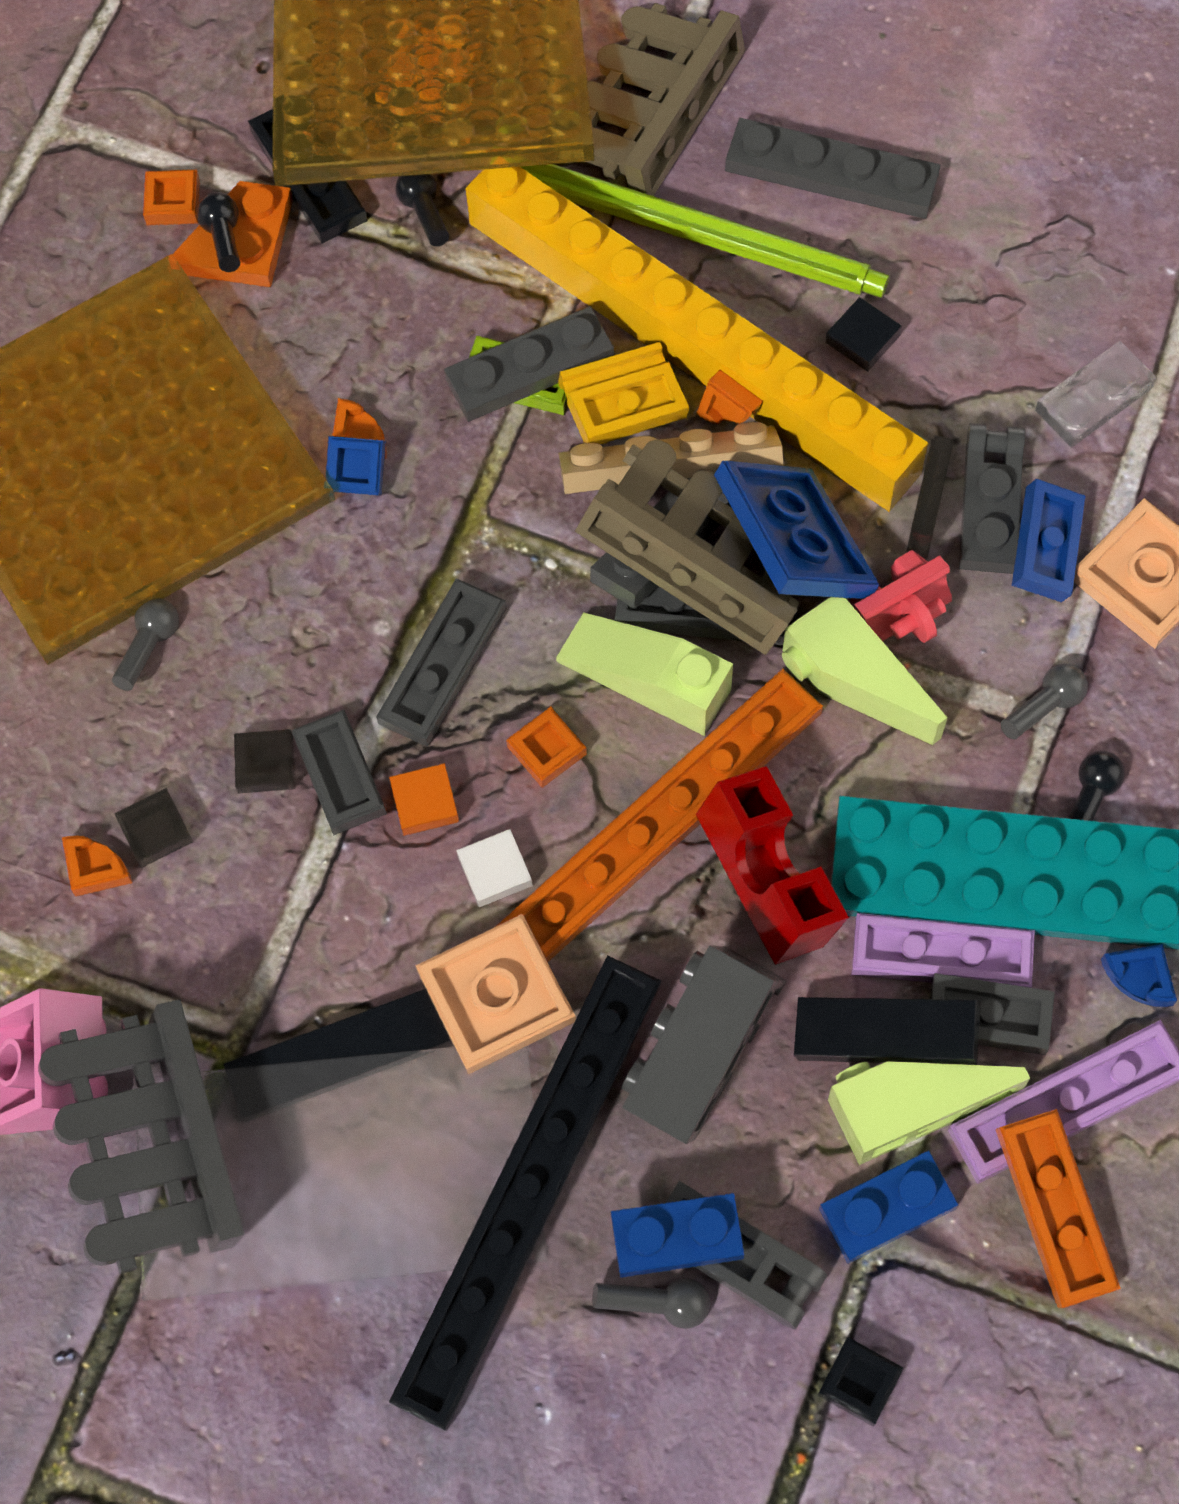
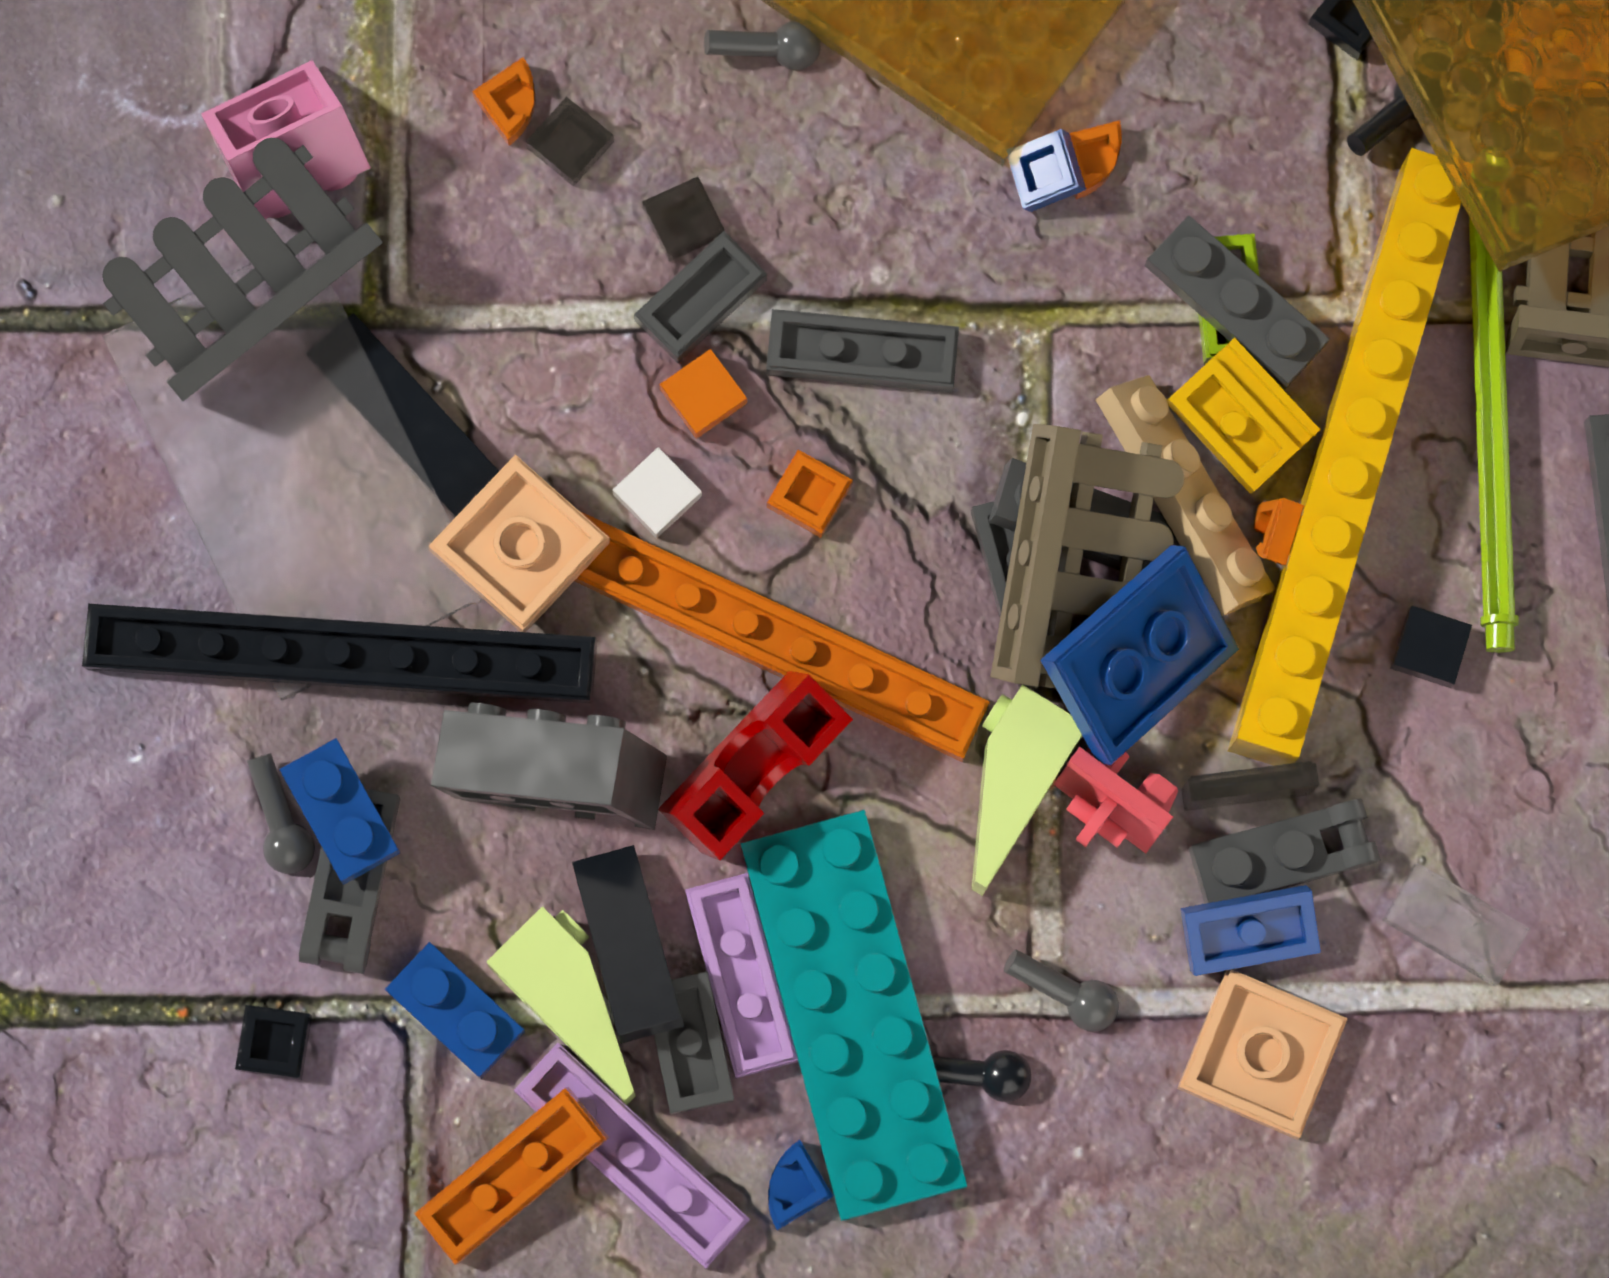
camera: 60 degrees right, 10 degrees up
(650, 669) = (932, 562): yellowish green slope -> none

